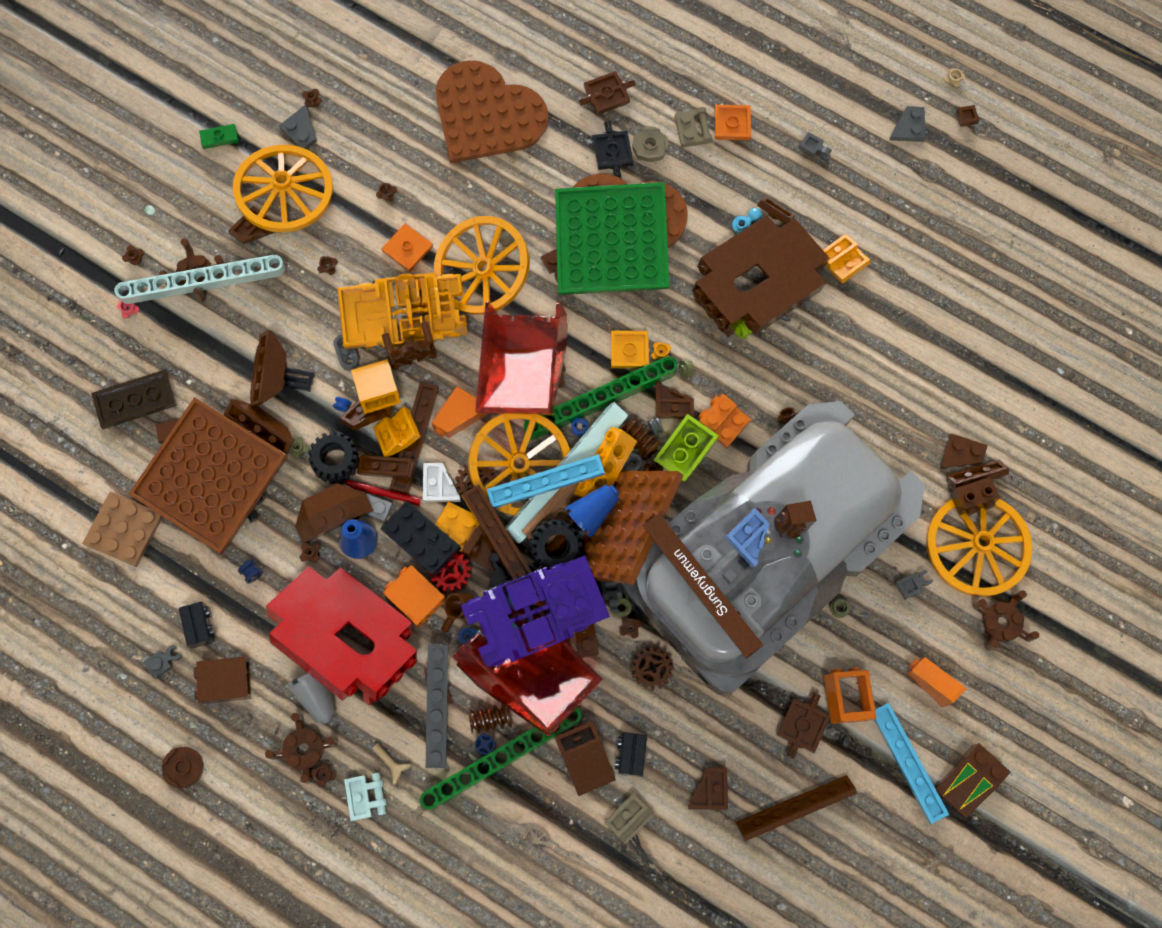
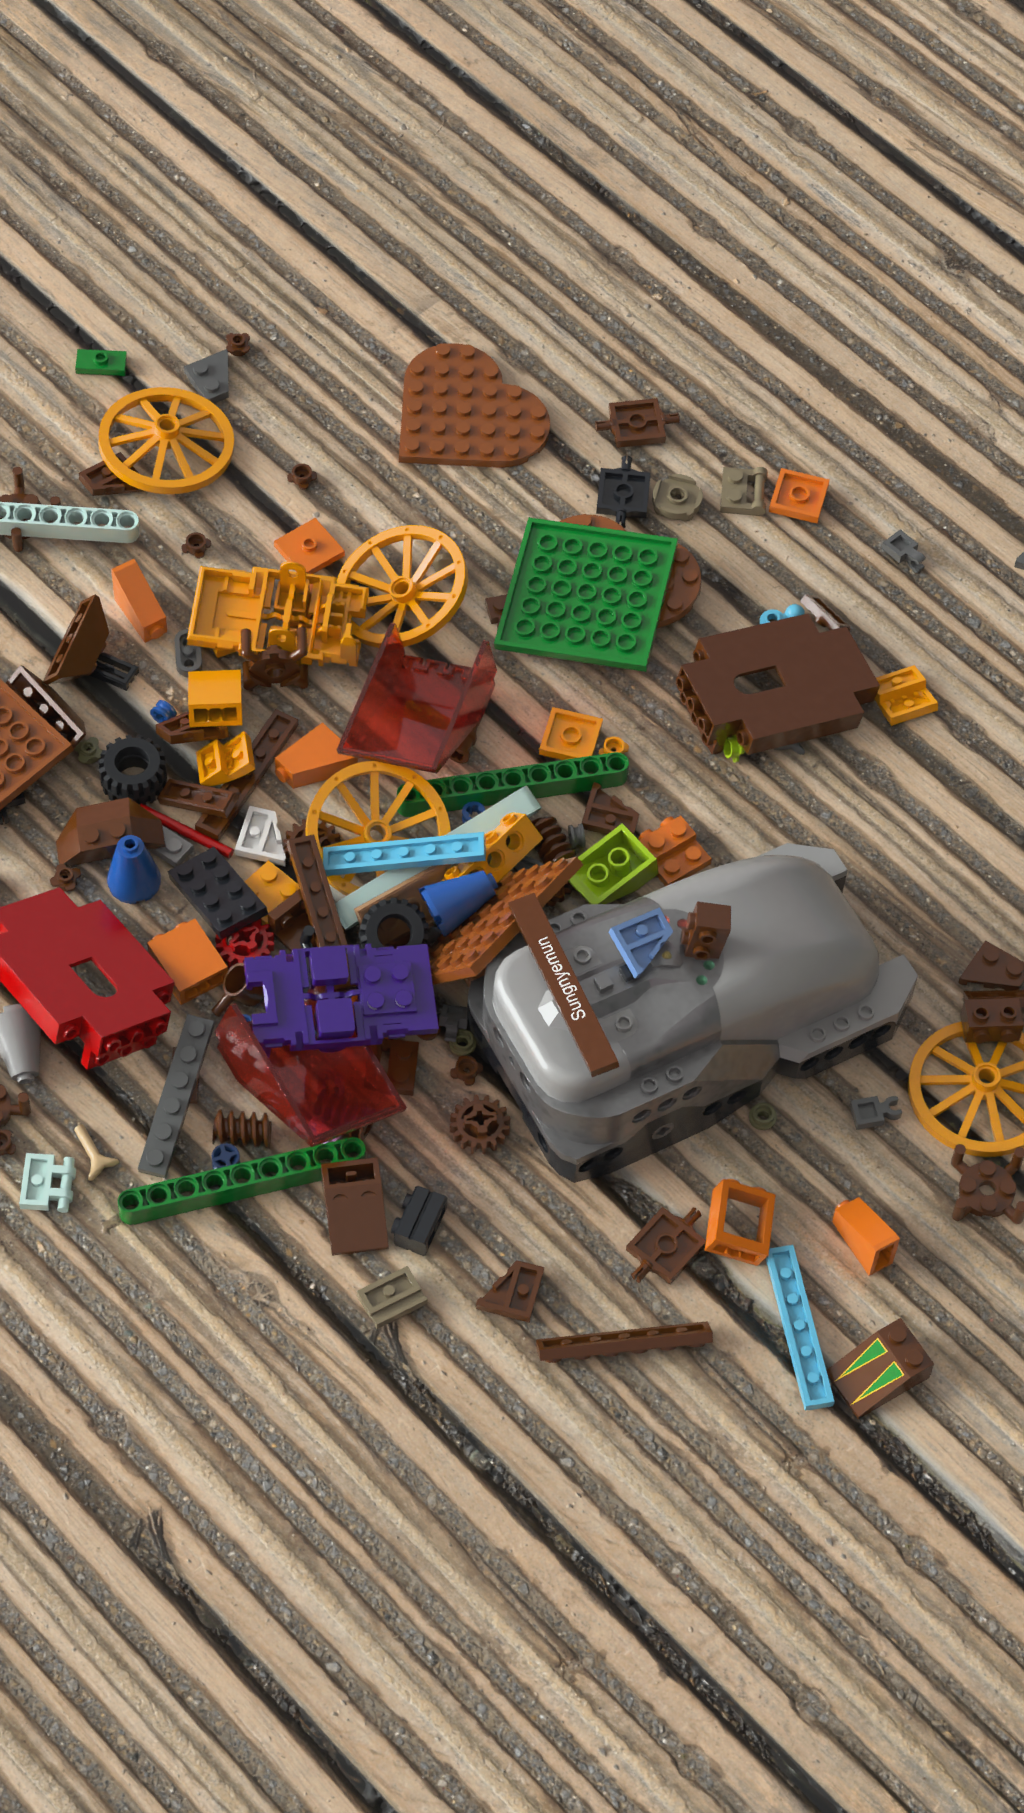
camera: 15 degrees right, 15 degrees down
(300, 323) = (138, 601): none -> orange slope
(686, 369) = (641, 777): olive plate -> none

